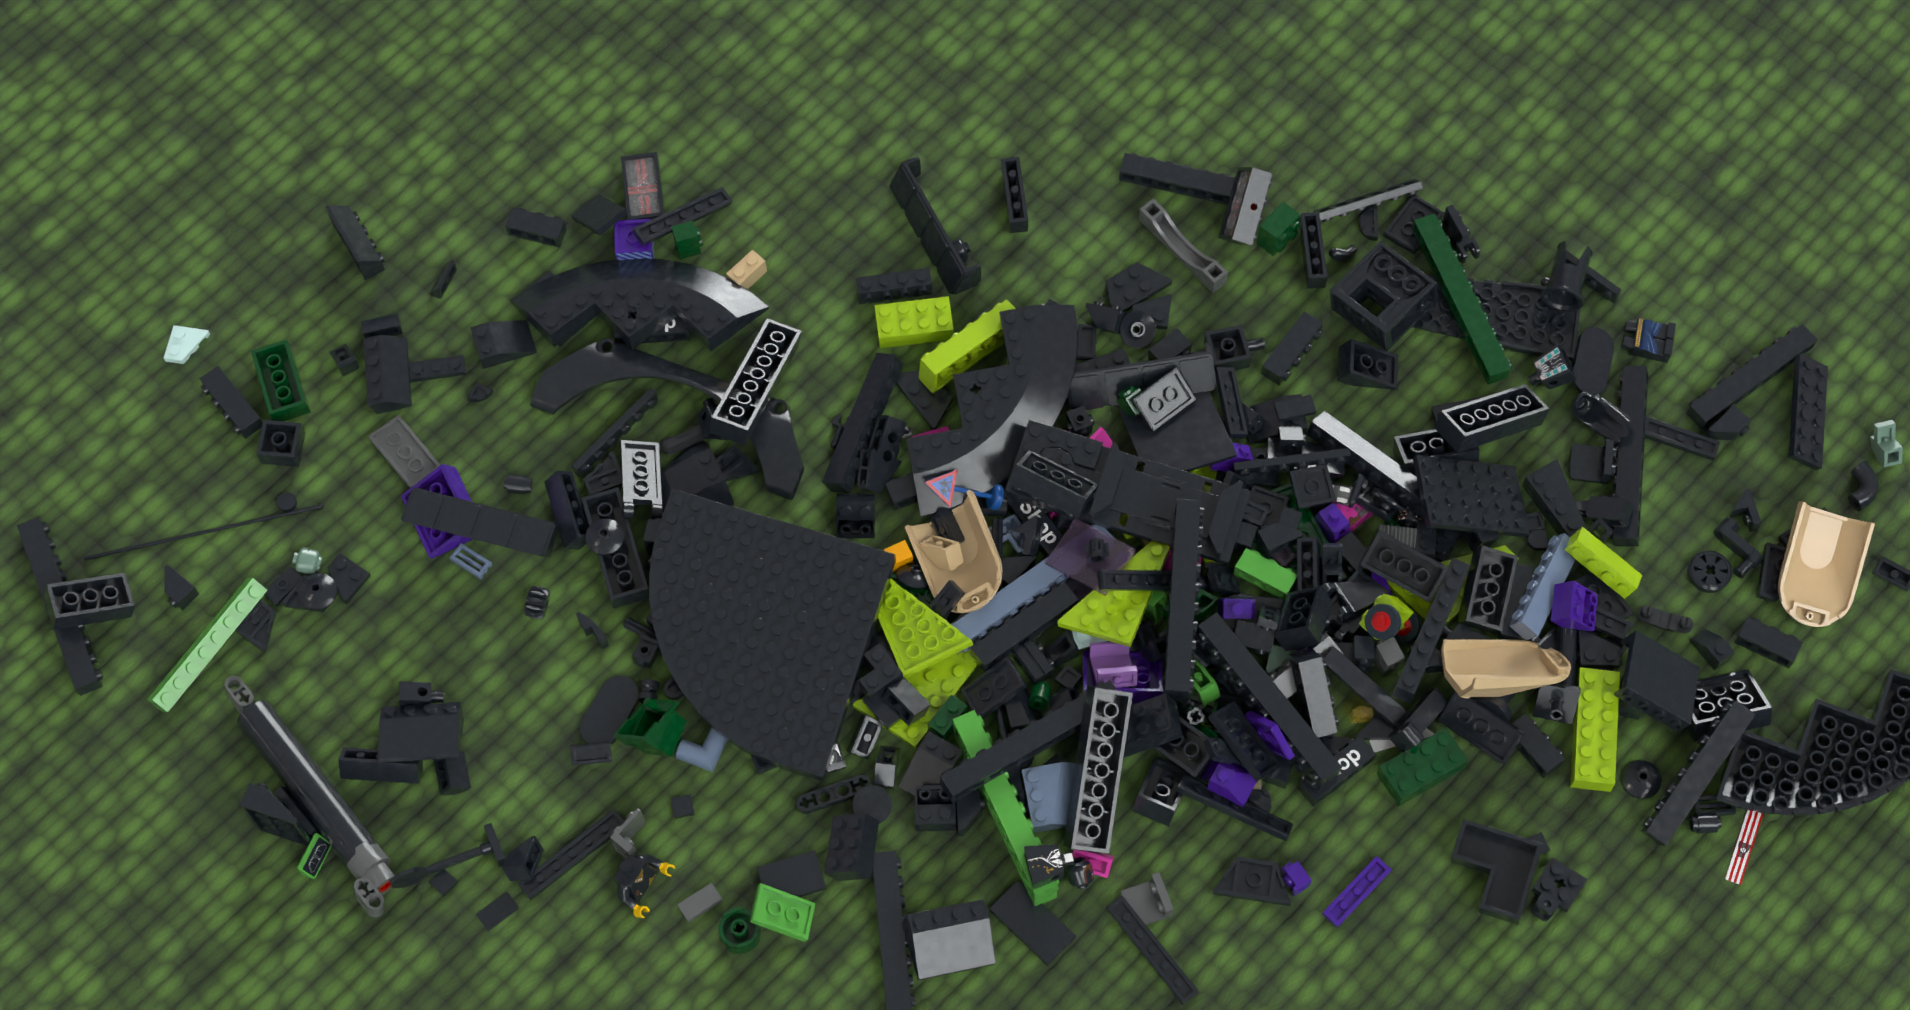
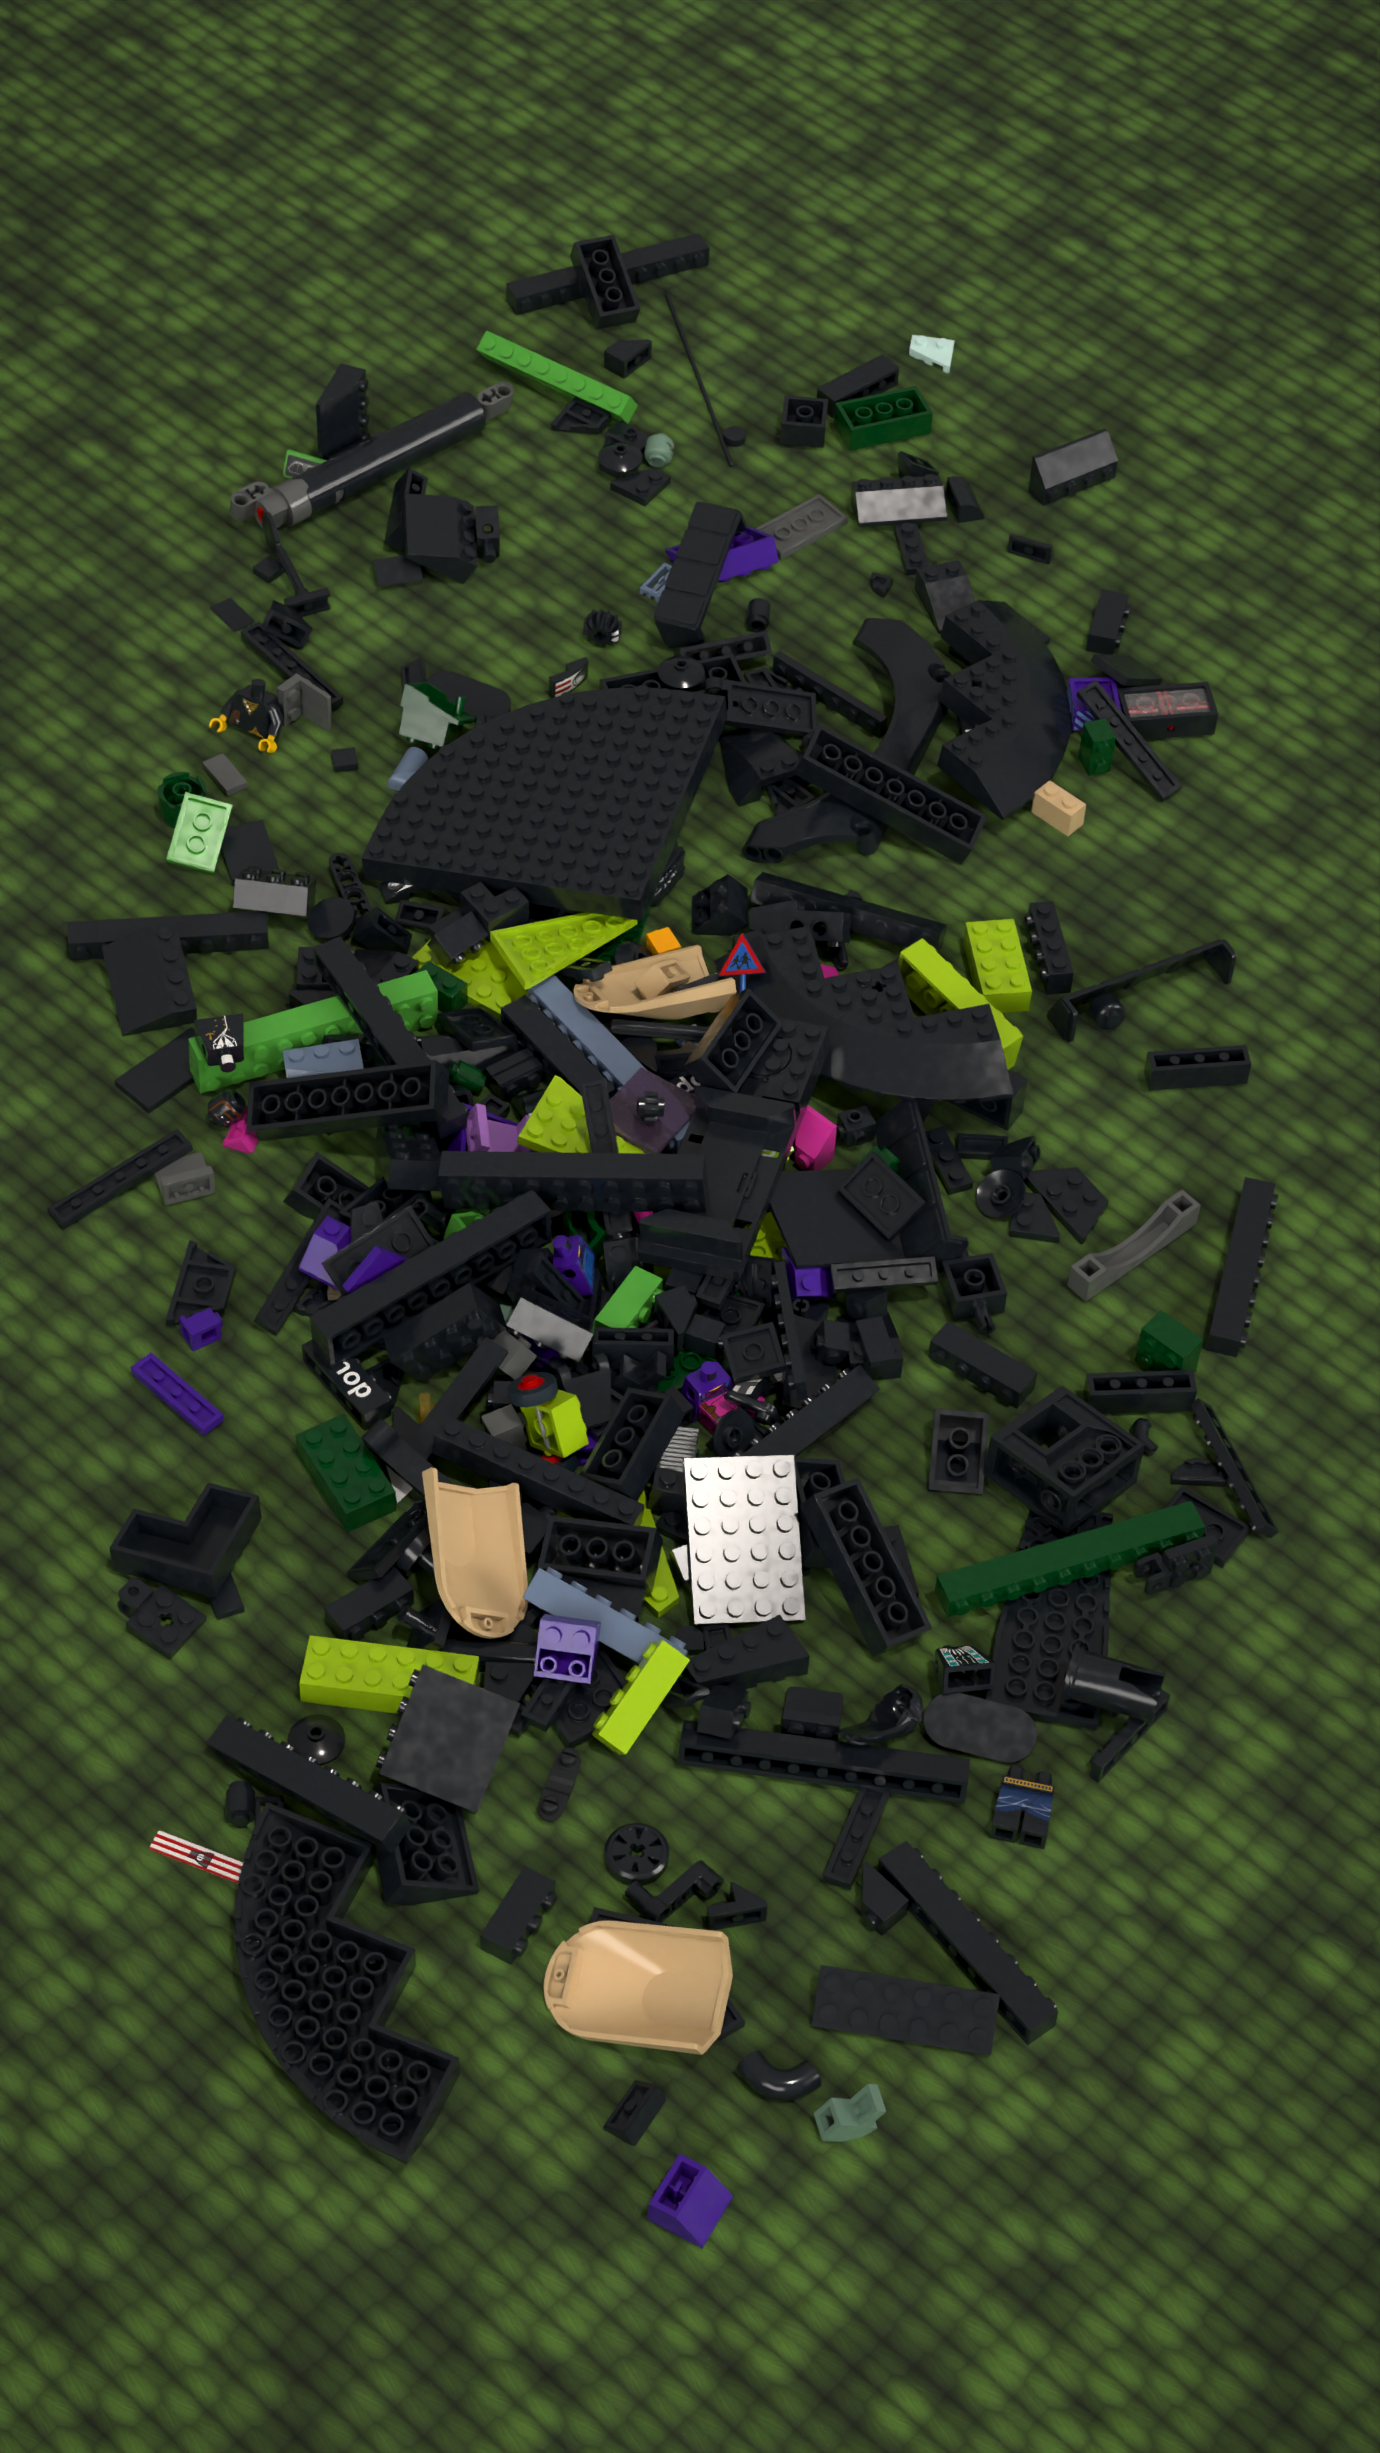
camera: 85 degrees right, 15 degrees down
(1171, 346) = (971, 1223): black brick -> none
(1245, 206) = (1194, 1297): brick -> none
(1712, 648) = (509, 1841): black slope -> none

